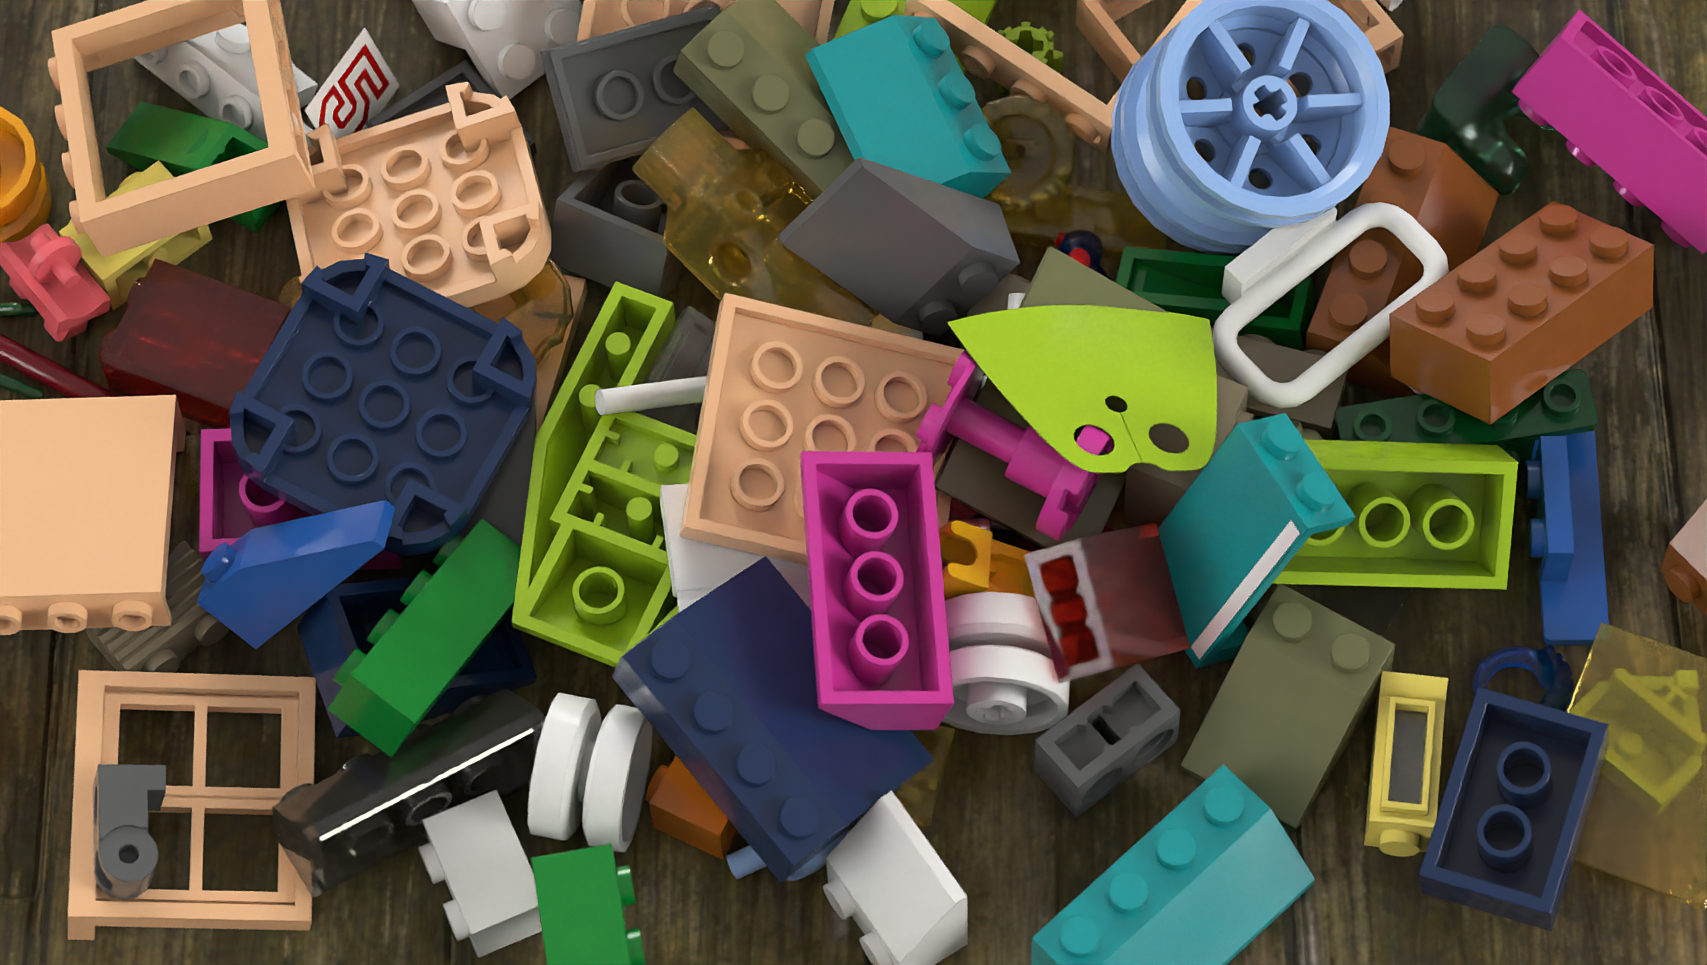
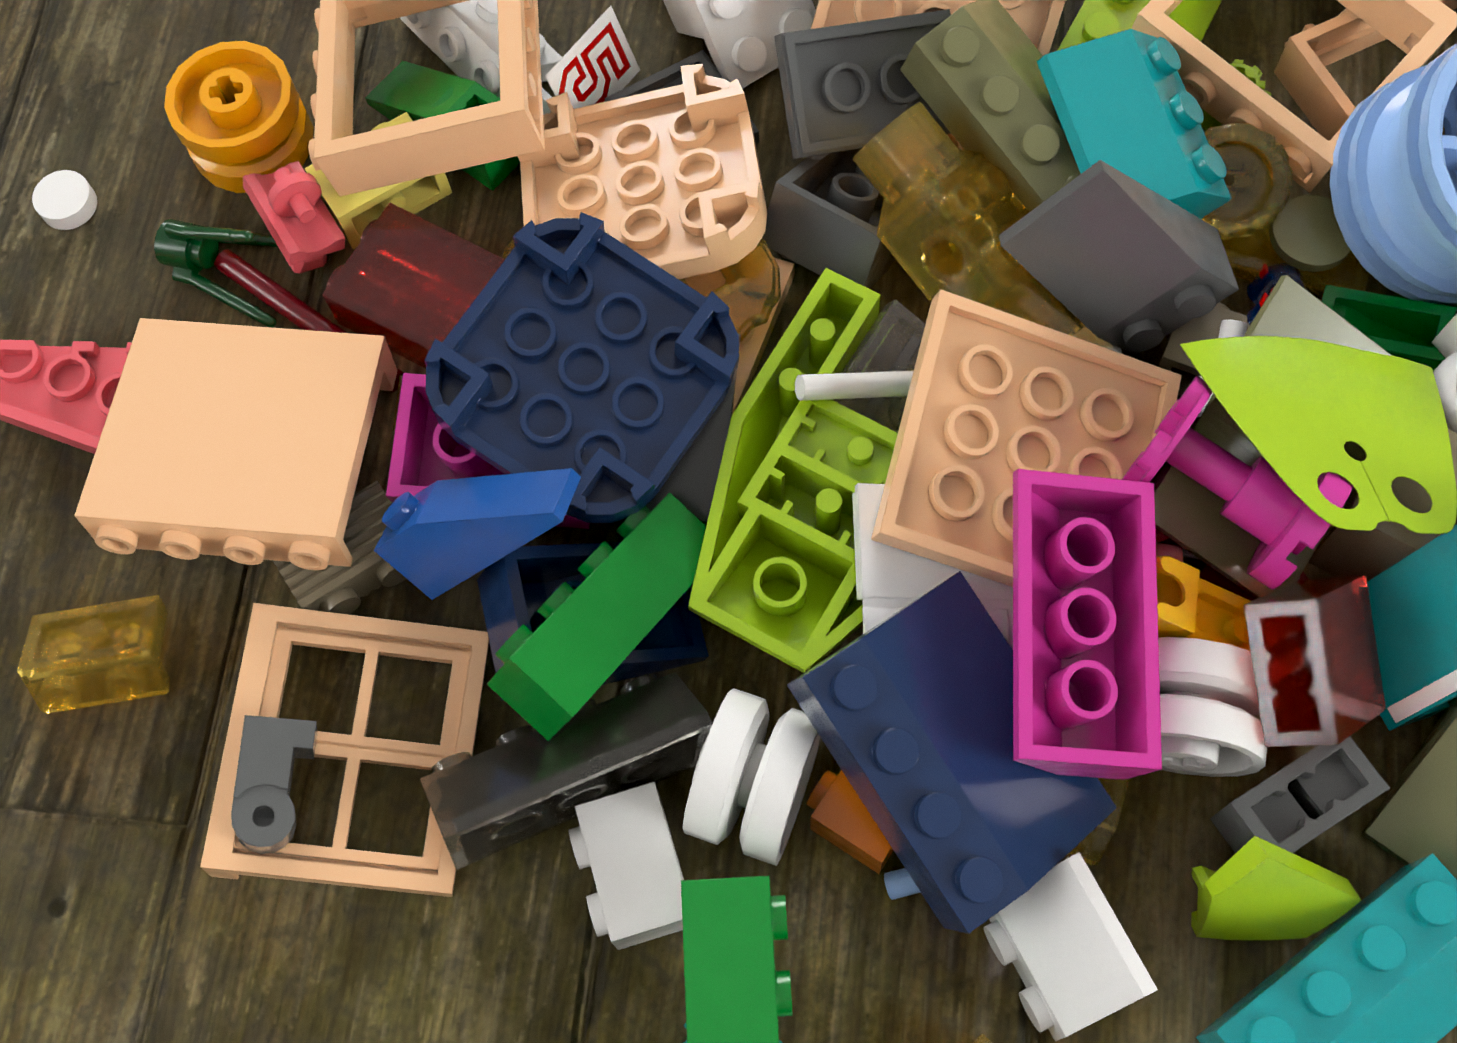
camera: 10 degrees right, 5 degrees up
(1077, 821) = (1268, 896): none -> lime slope
(1099, 200) = (1308, 234): none -> olive piece

